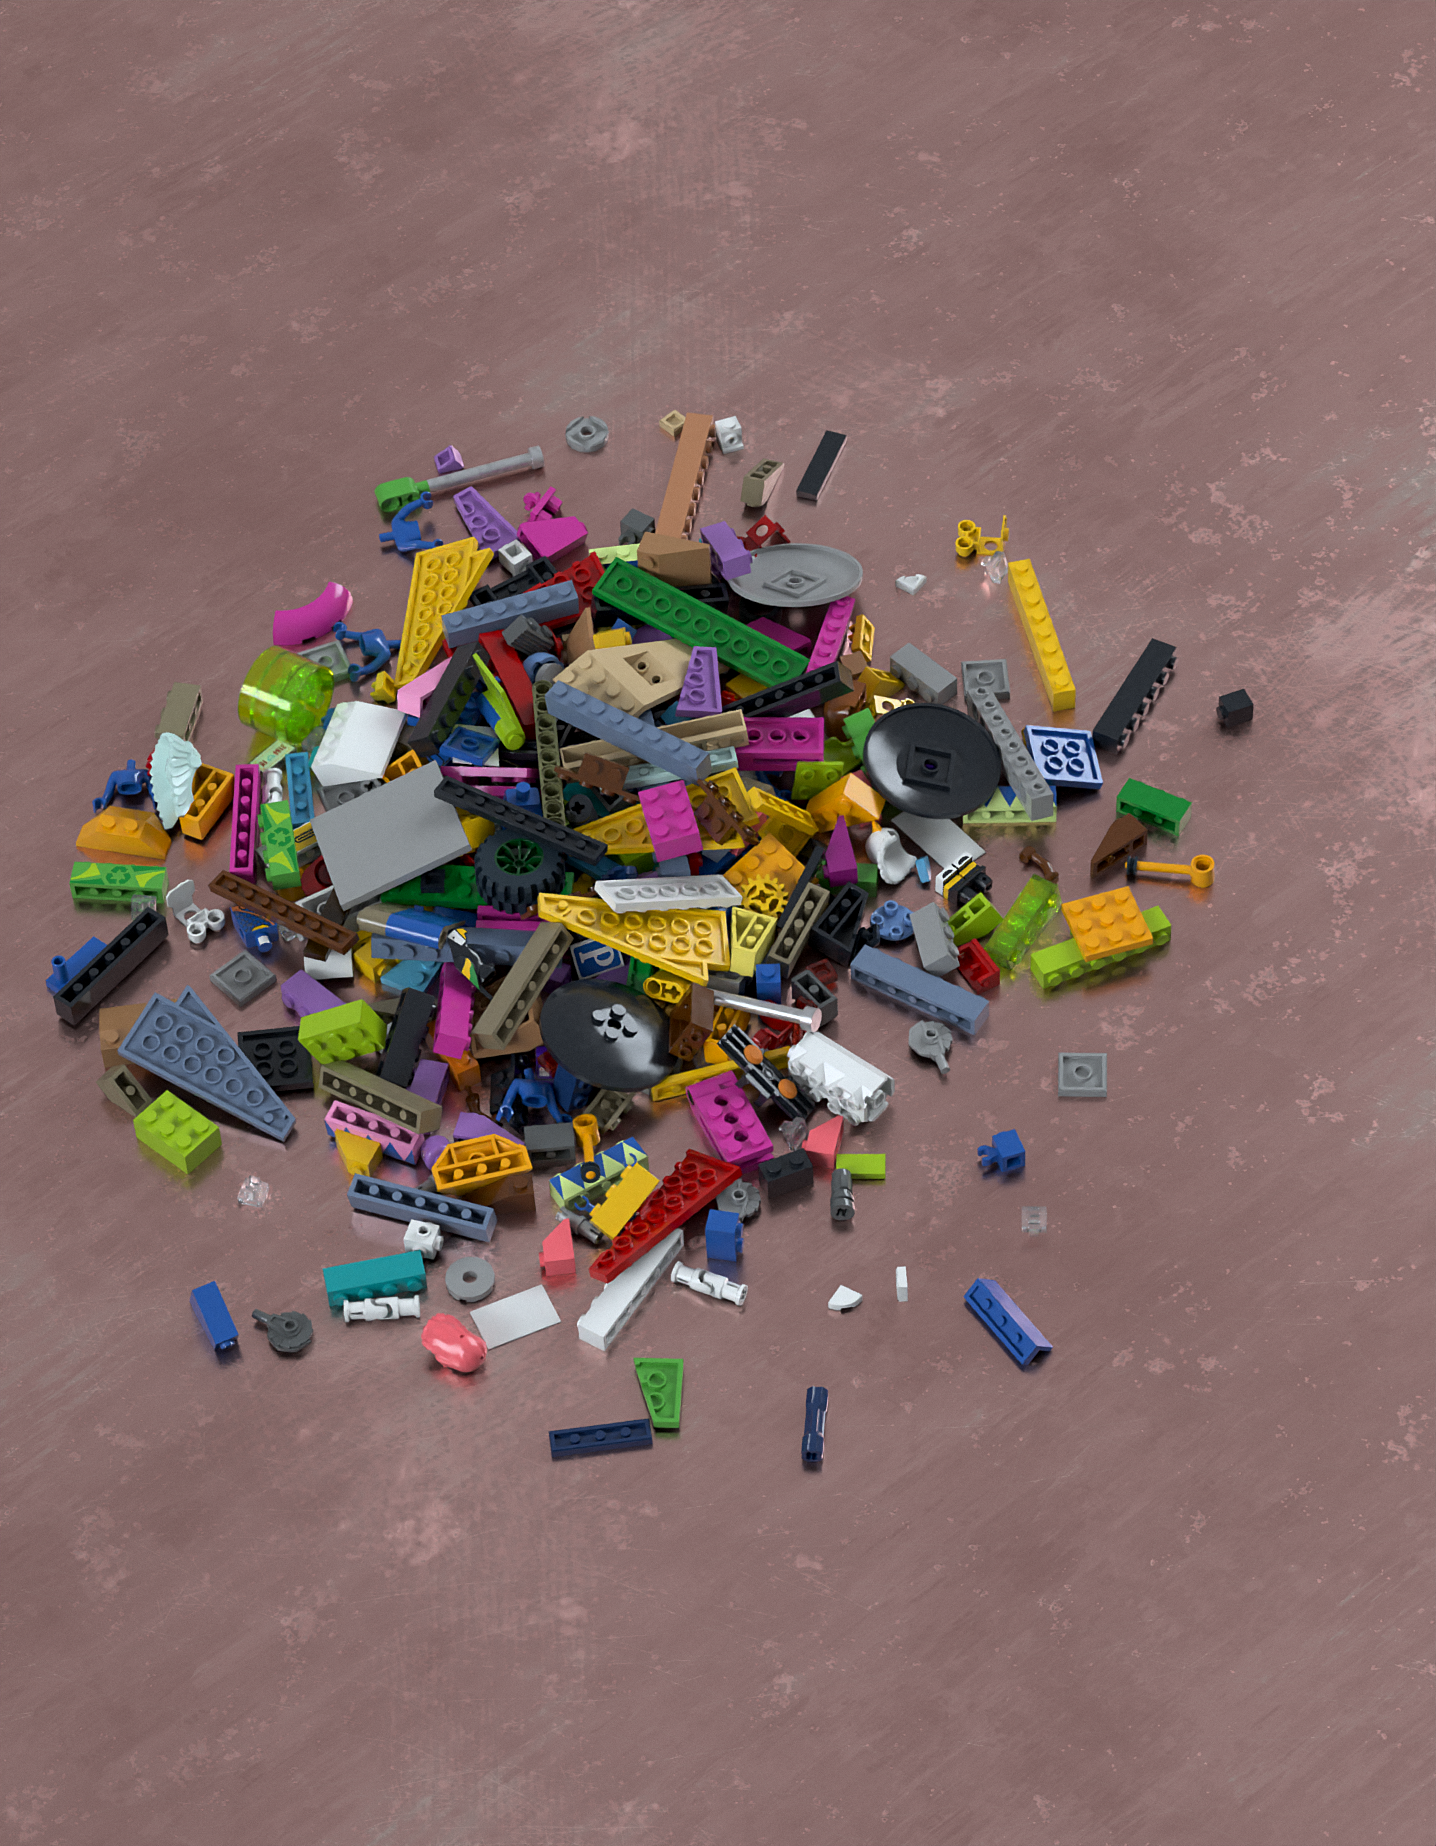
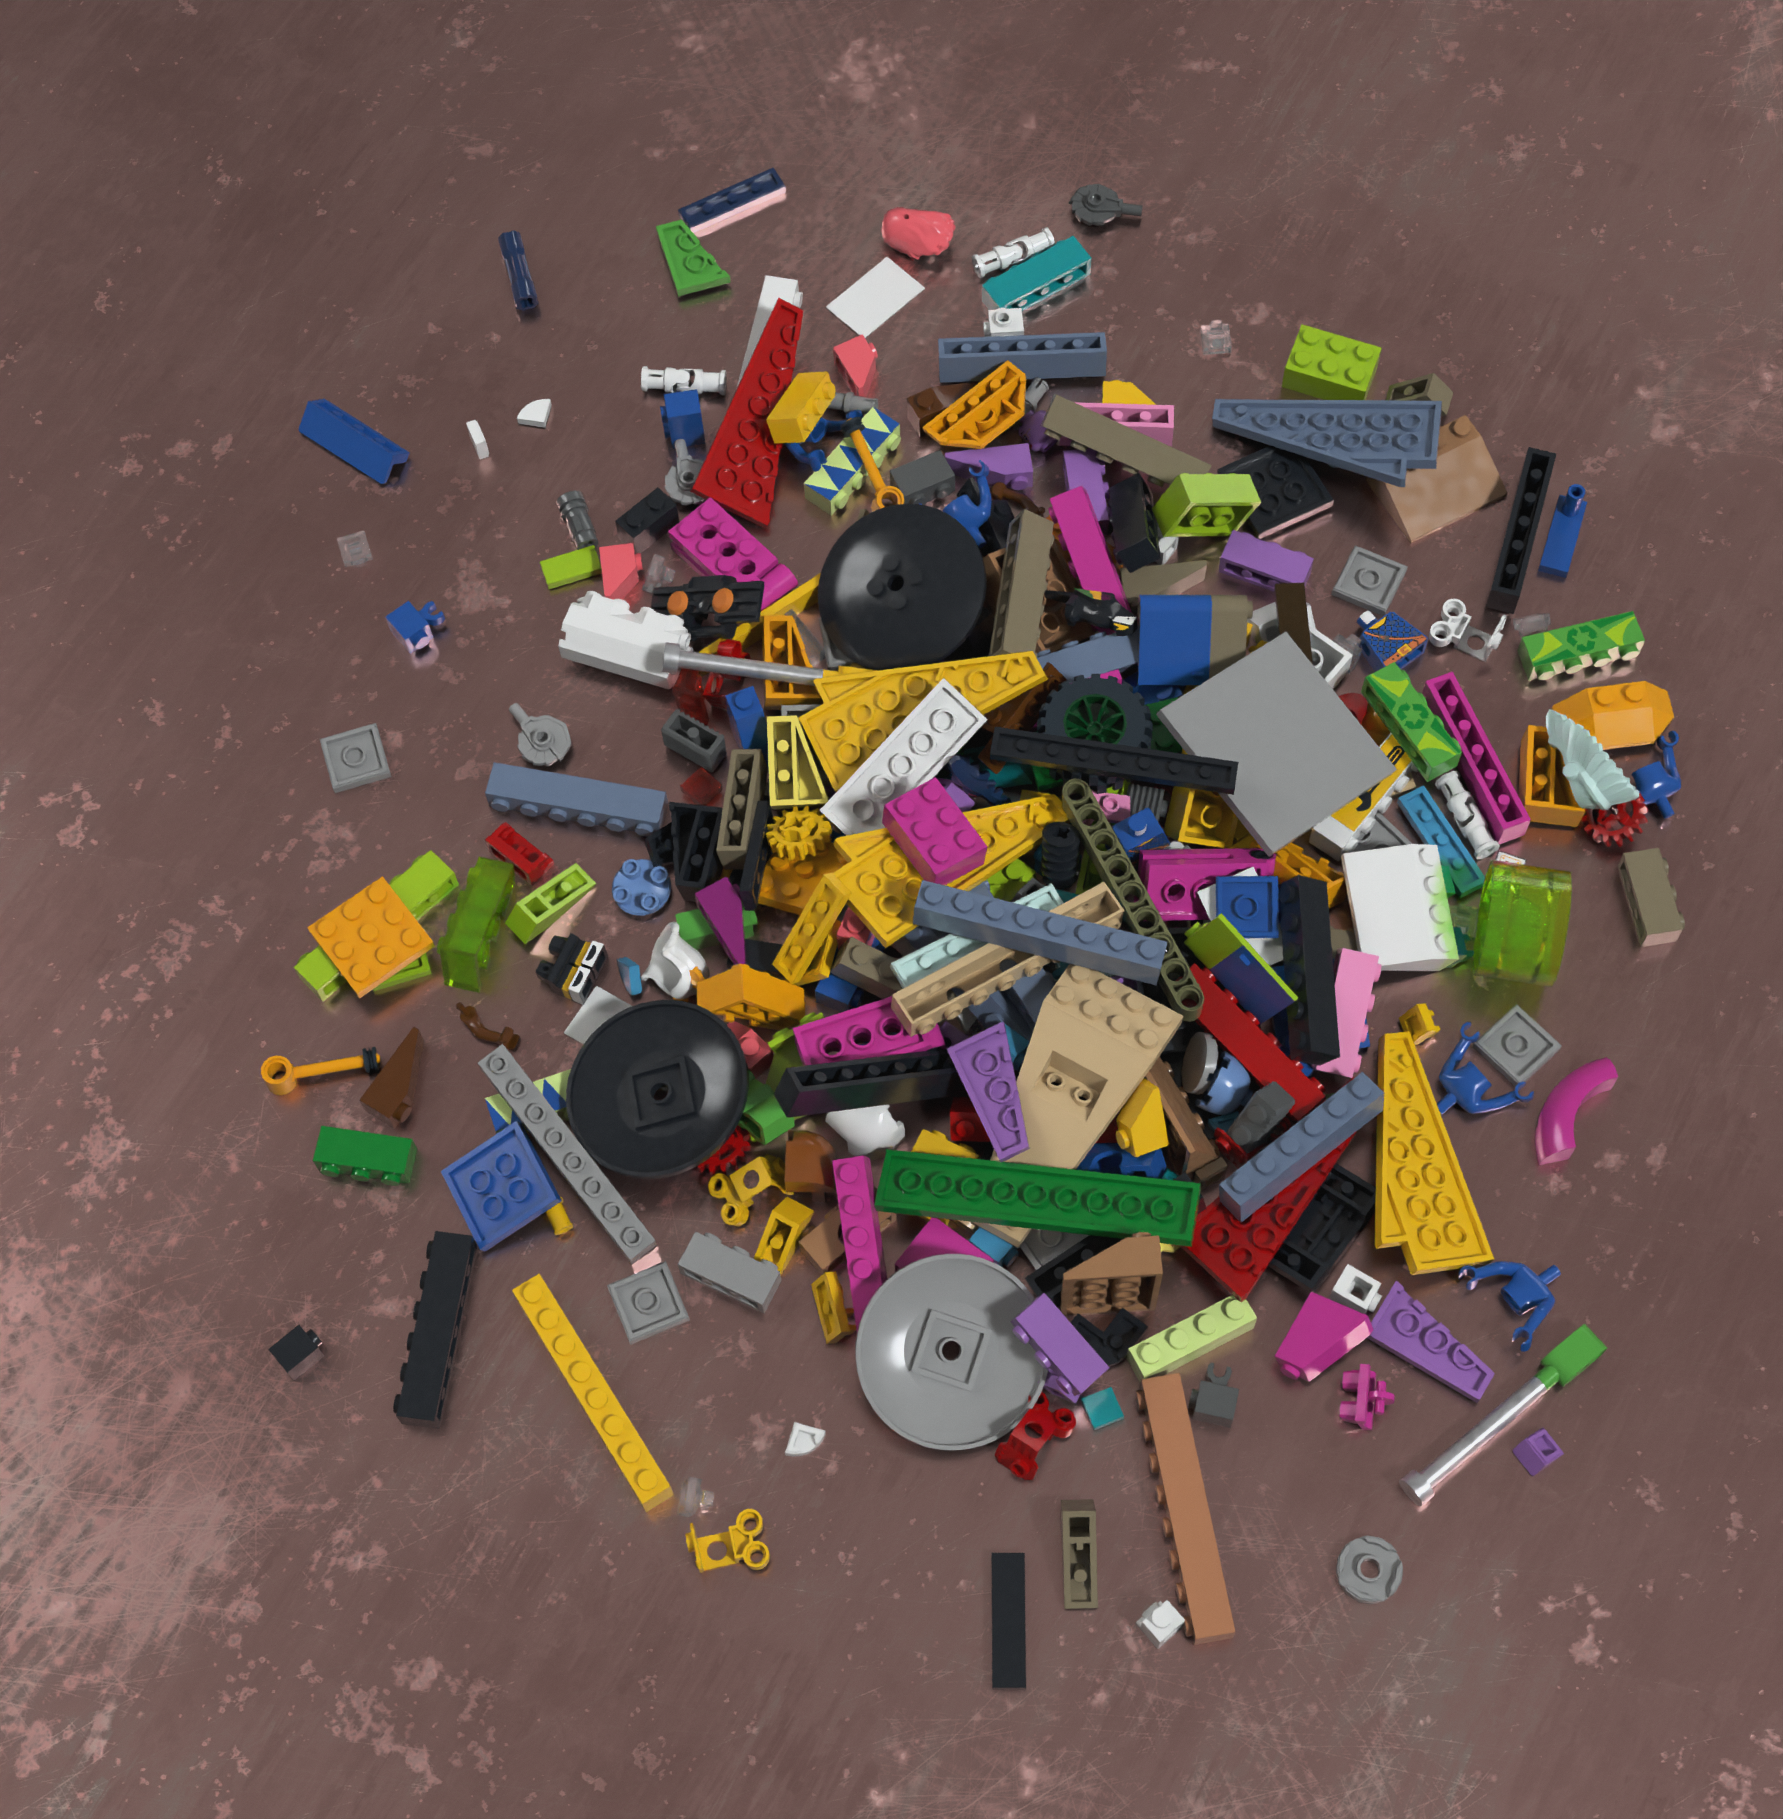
camera: 160 degrees right, 15 degrees up
(214, 1316) = (1181, 188): blue slope -> none
(284, 912) = (1353, 622): reddish brown plate -> none
(466, 1268) = (936, 303): light grey tile -> none
(600, 773) = (1050, 871): reddish brown bracket -> none
(673, 423) = (1253, 1634): tan tile -> none
(692, 1023) = (813, 630): reddish brown window -> none
(720, 818) = (869, 855): reddish brown bracket -> none
(935, 939) = (577, 858): light grey brick -> none

